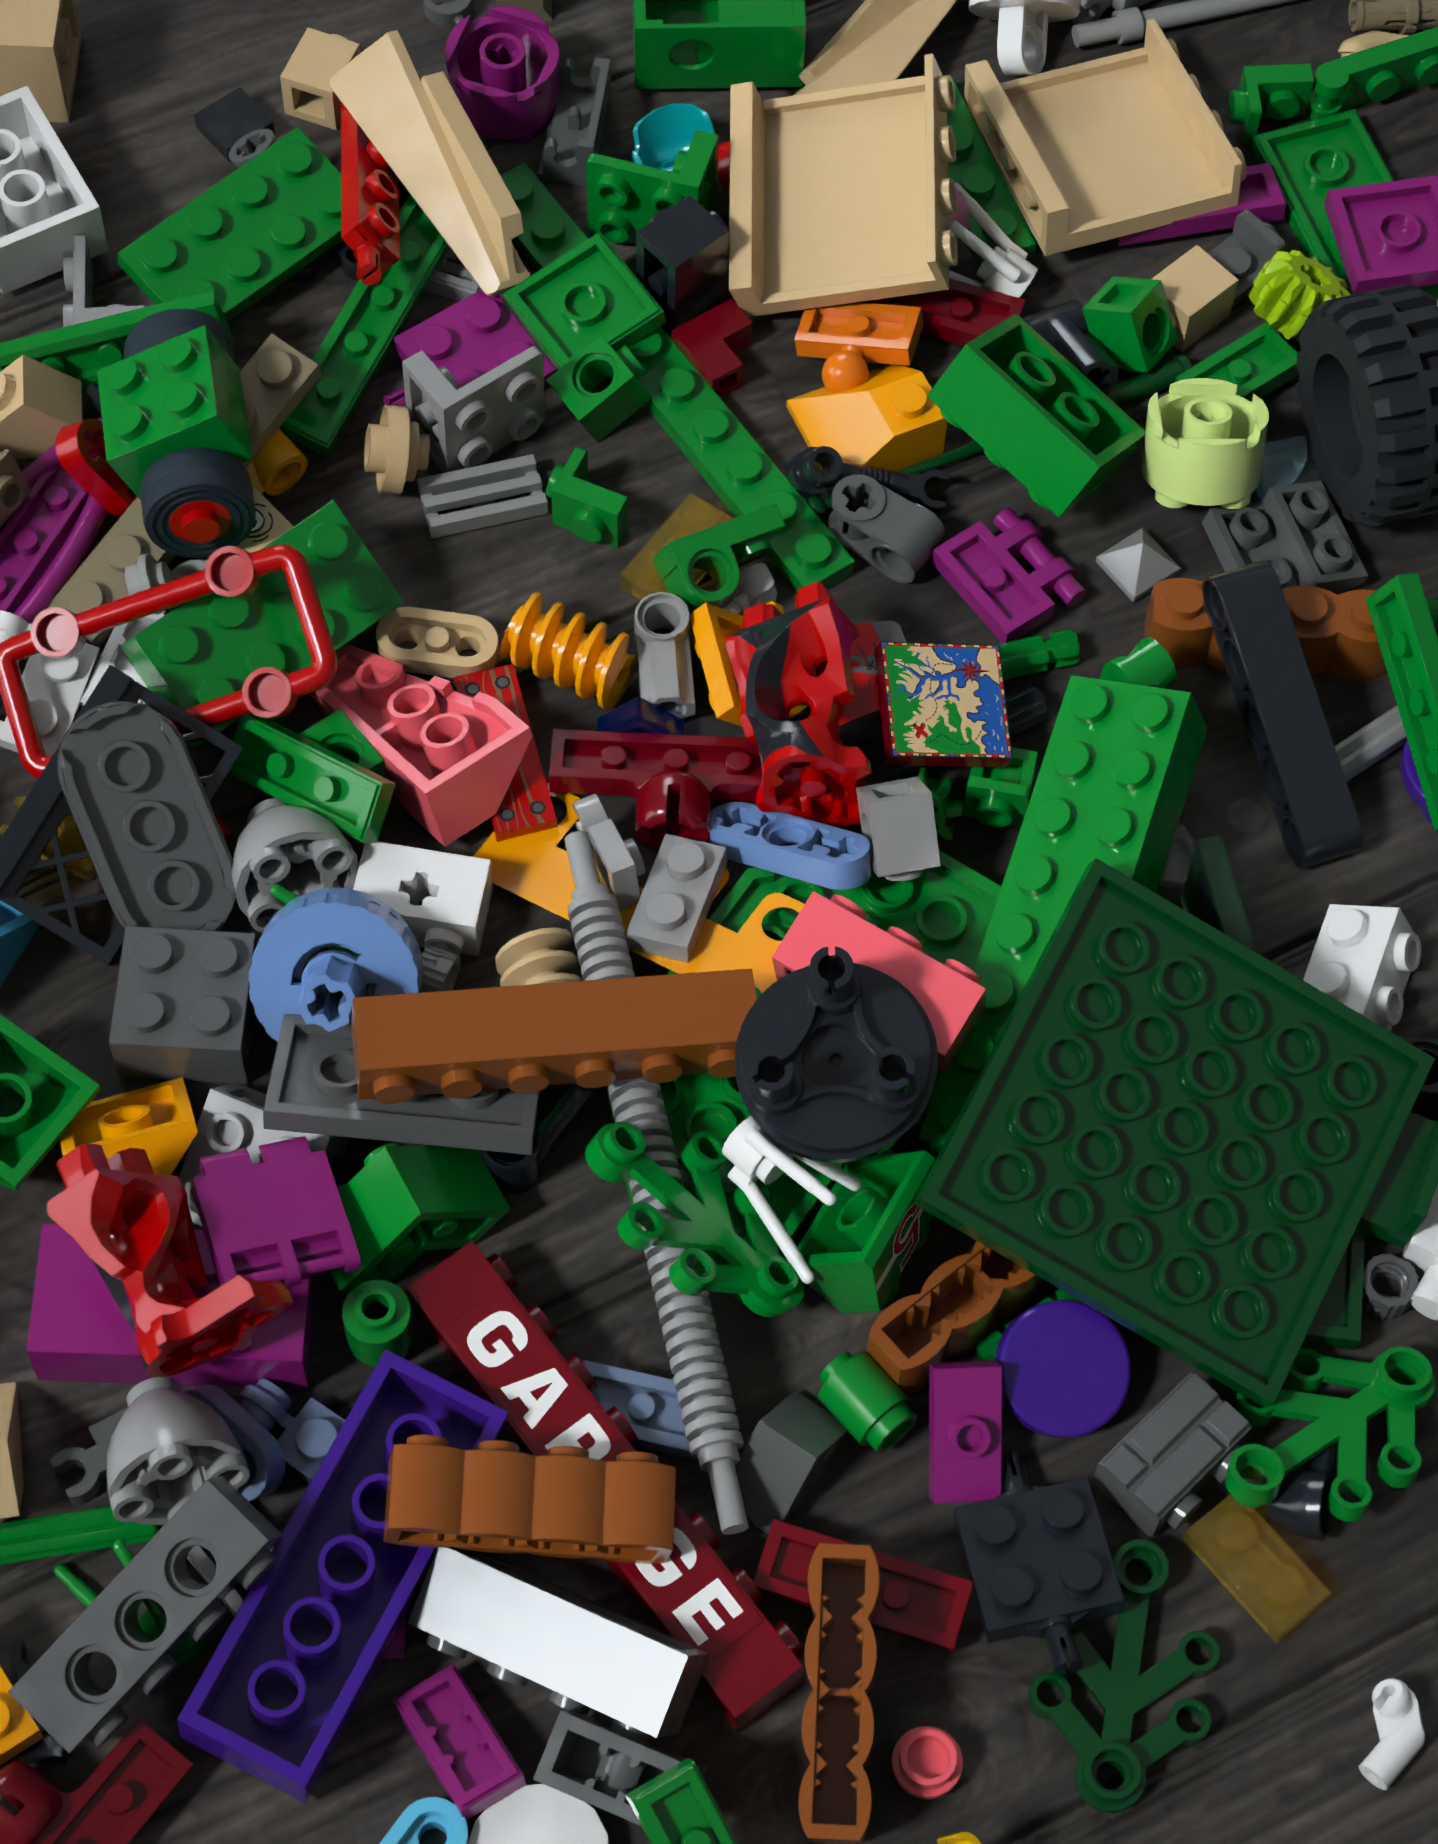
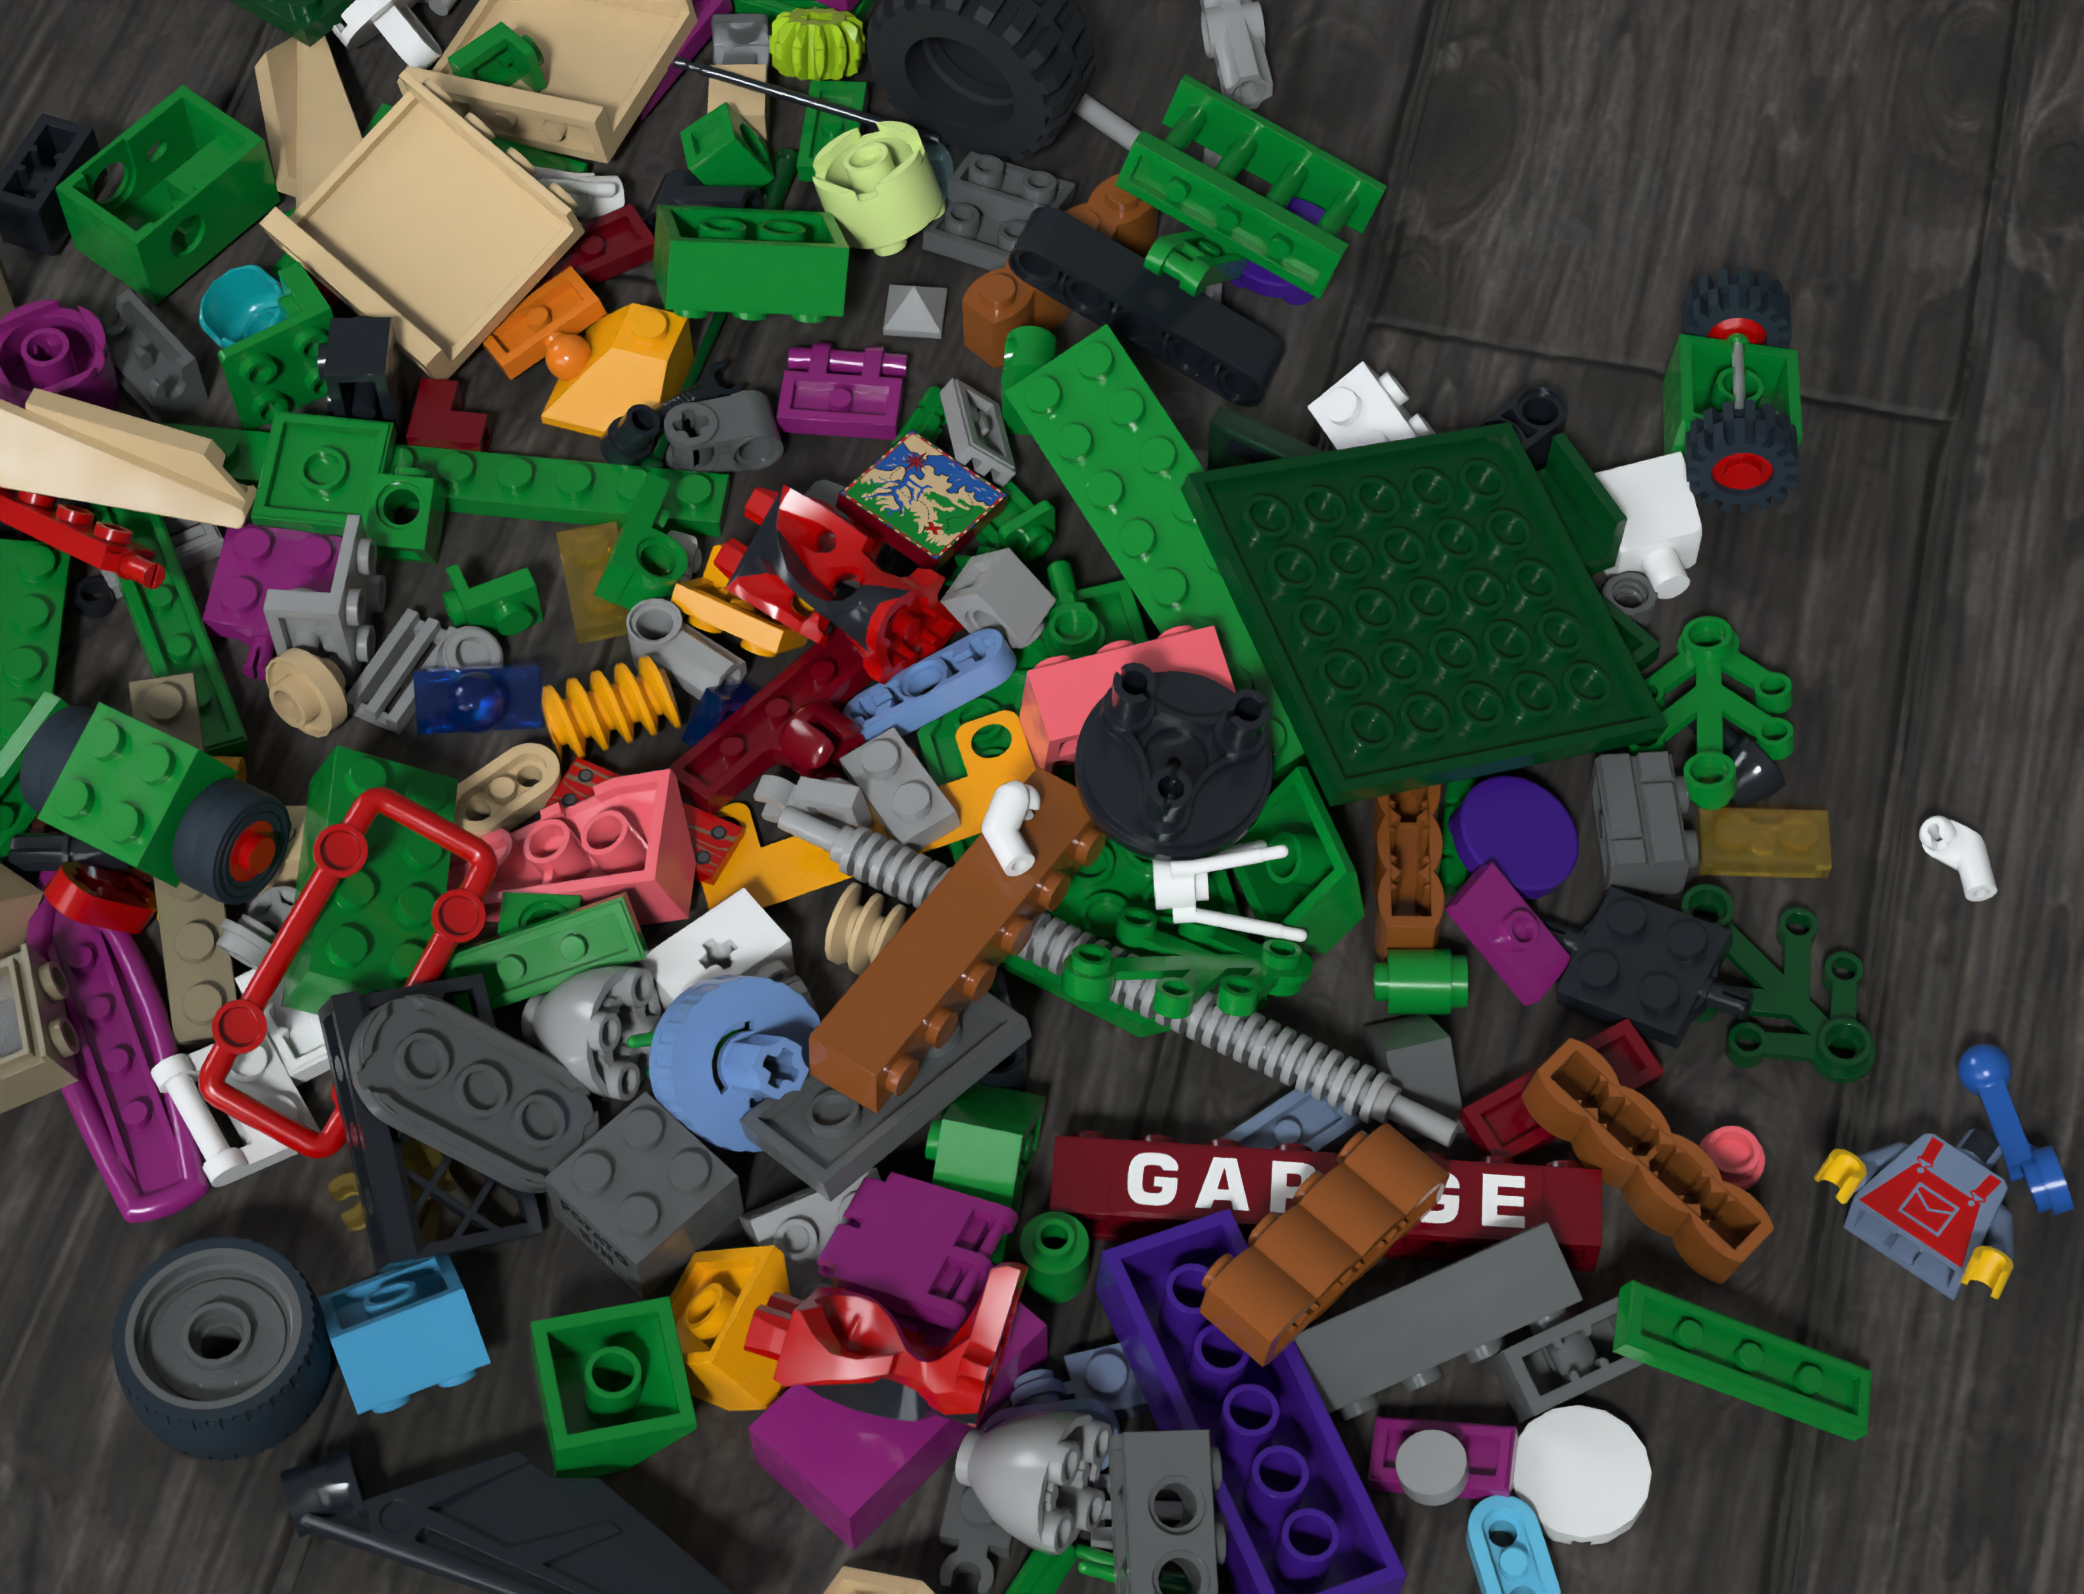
camera: 45 degrees left, 5 degrees down
(430, 1737) = (1432, 1467): none -> light grey tile
(496, 558) = (478, 698): none -> clear blue tile
(529, 528) = (469, 647): none -> light grey tile
(663, 982) = (1001, 826): none -> white arm
(932, 902) = (1073, 626): none -> green plate
(1021, 692) = (977, 434): none -> light grey tile
(1051, 110) = (500, 59): none -> green bracket
(1234, 334) = (790, 96): none -> black piece
(1348, 710) = (1194, 261): none -> green plate

